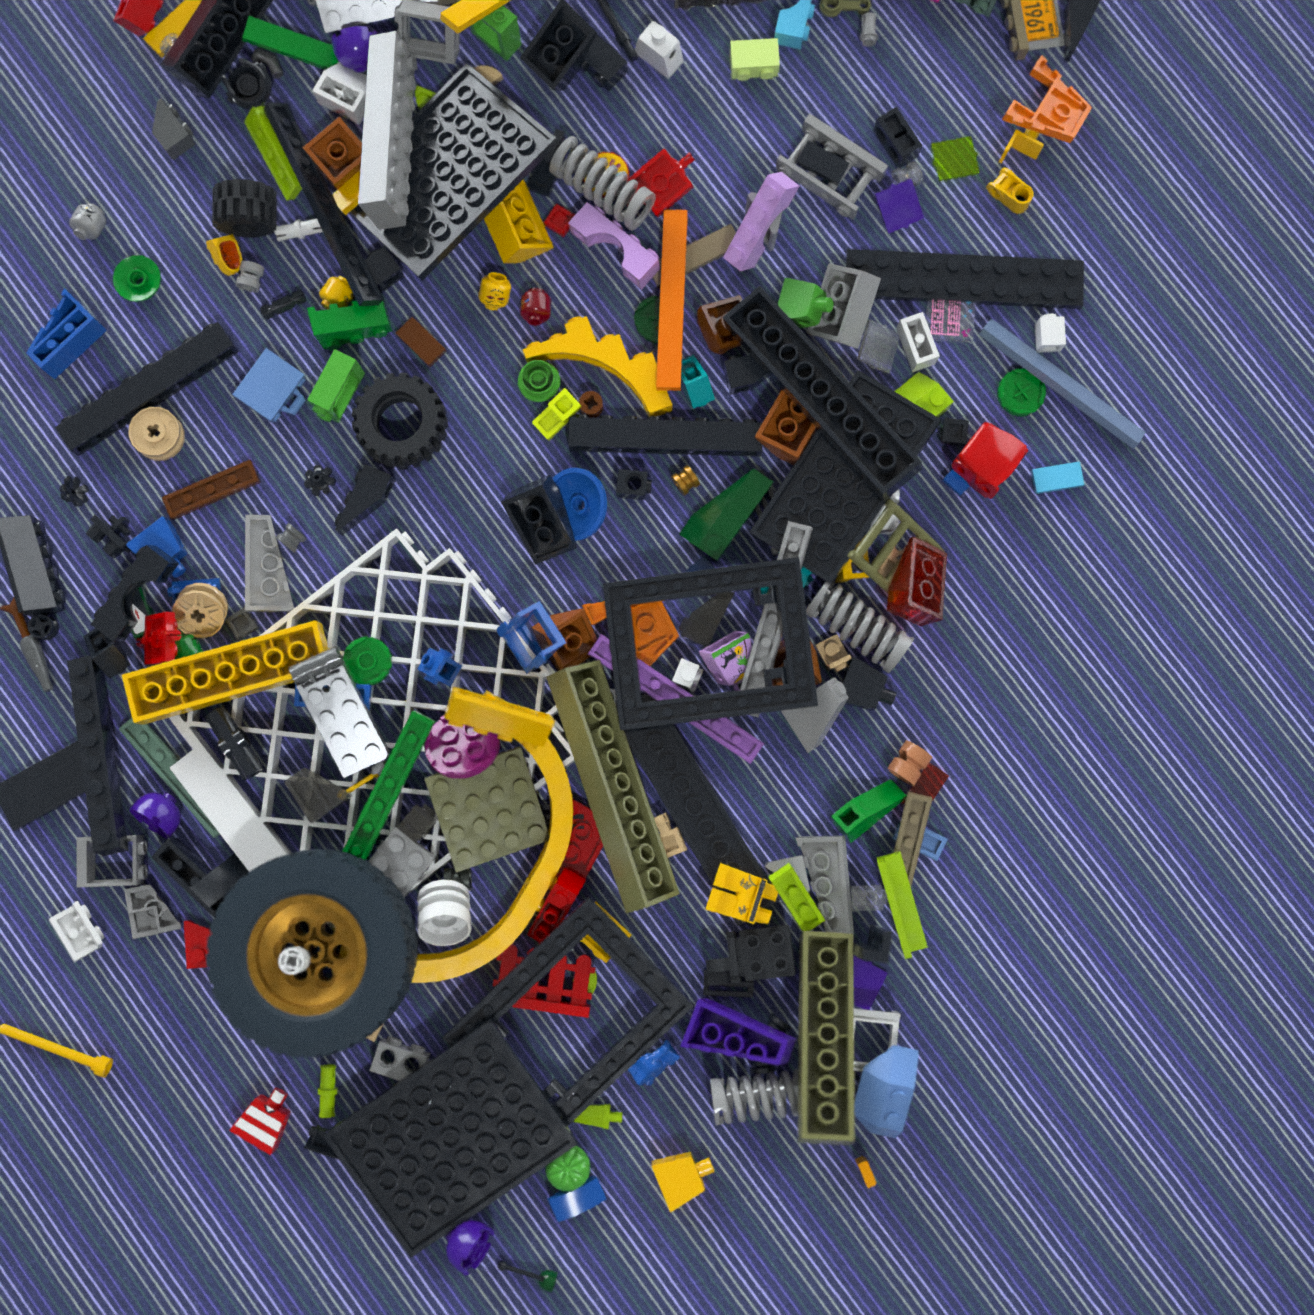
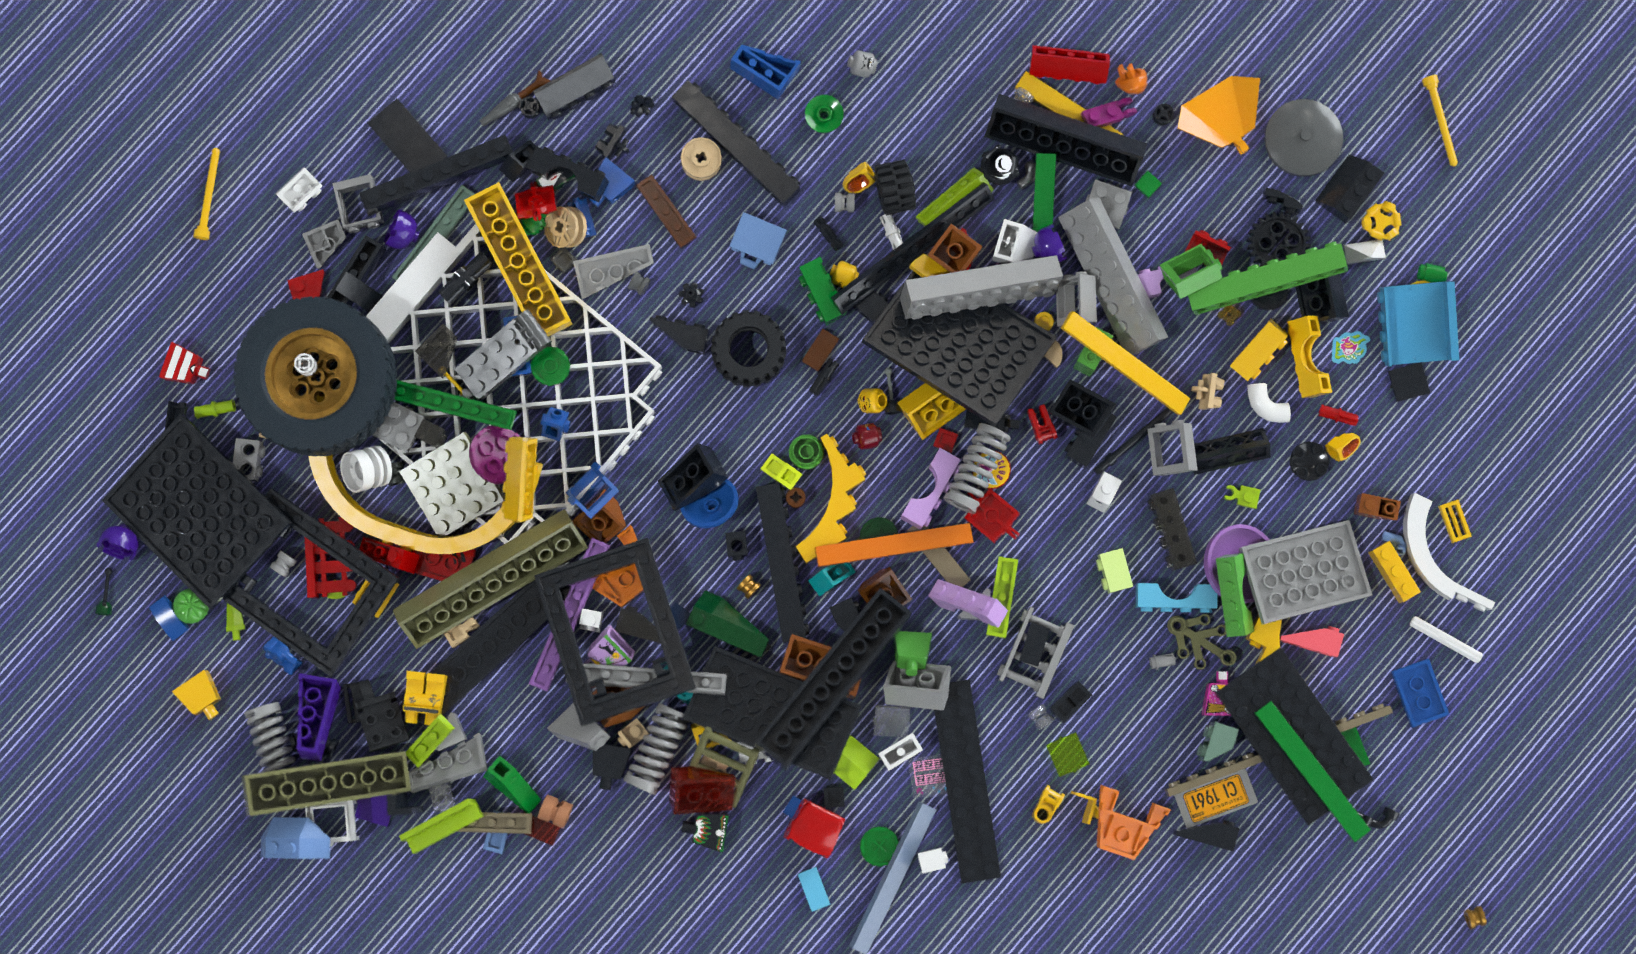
camera: 75 degrees right, 0 degrees up
(169, 132) = (951, 111): dark grey slope -> none
(335, 386) = (765, 292): bright green window -> none
(423, 96) = (1025, 308): lime tile -> none
(441, 77) = (1044, 320): none -> yellow tile
(454, 343) = (823, 377): none -> black axle
(508, 269) = (892, 407): none -> hinge
(539, 1041) = (283, 563): none -> light grey wheel
(568, 100) = (1045, 431): none -> red piece
(744, 181) = (1003, 592): none -> lime fence
(865, 1171) = (230, 838): light orange tile -> none
(899, 206) = (1013, 715): dark purple piece -> none
(966, 585) = (708, 830): none -> torso

